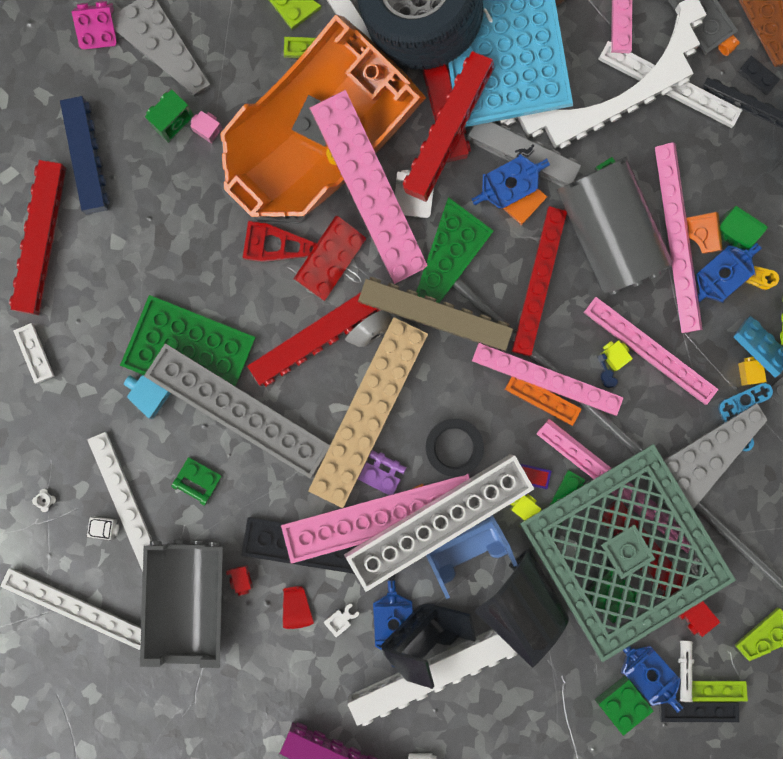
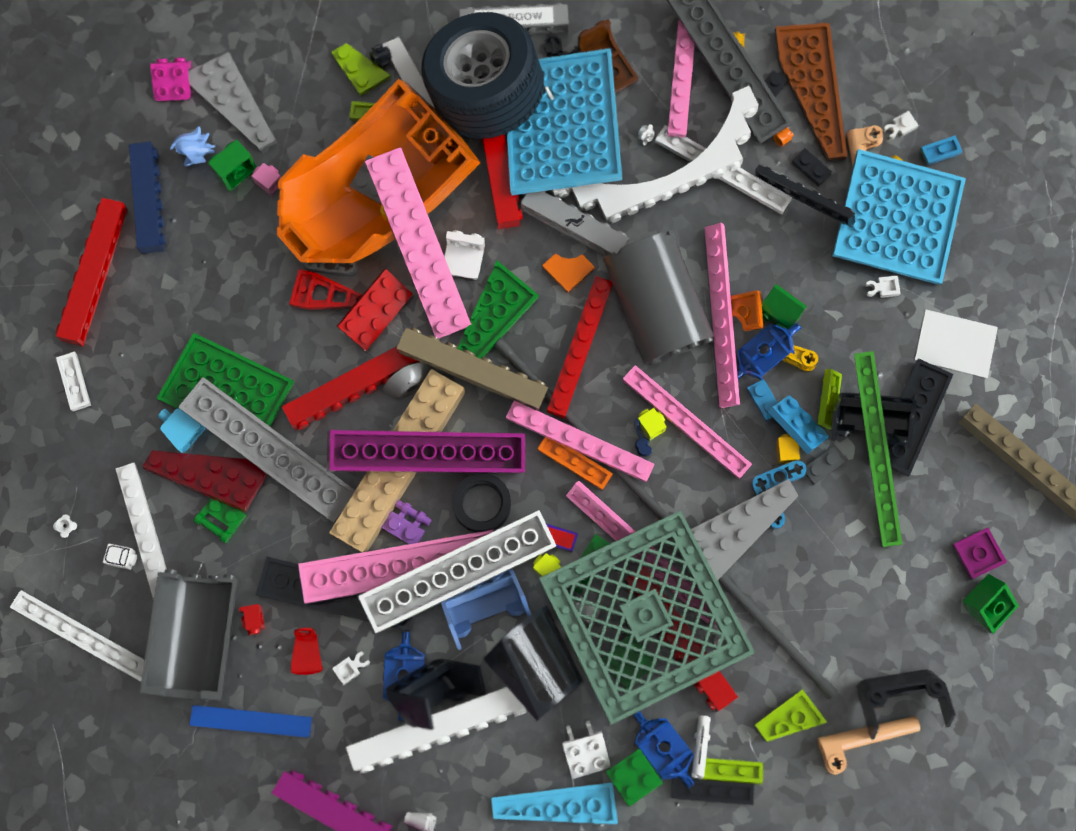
camera: 10 degrees right, 10 degrees down
(126, 97) = (193, 146): none -> light blue hair
(191, 441) = (220, 478): none -> dark red wing
(249, 678) = (251, 721): none -> blue tile
(396, 406) = (425, 452): none -> magenta brick
(449, 126) = (500, 191): red brick -> none
(495, 186) = (543, 250): blue plate -> none
(567, 734) = (573, 804): none -> medium azure wing
(577, 686) = (586, 754): none -> white plate
(589, 52) = (646, 134): none -> white plate
(724, 321) = (762, 398): none -> dark azure plate

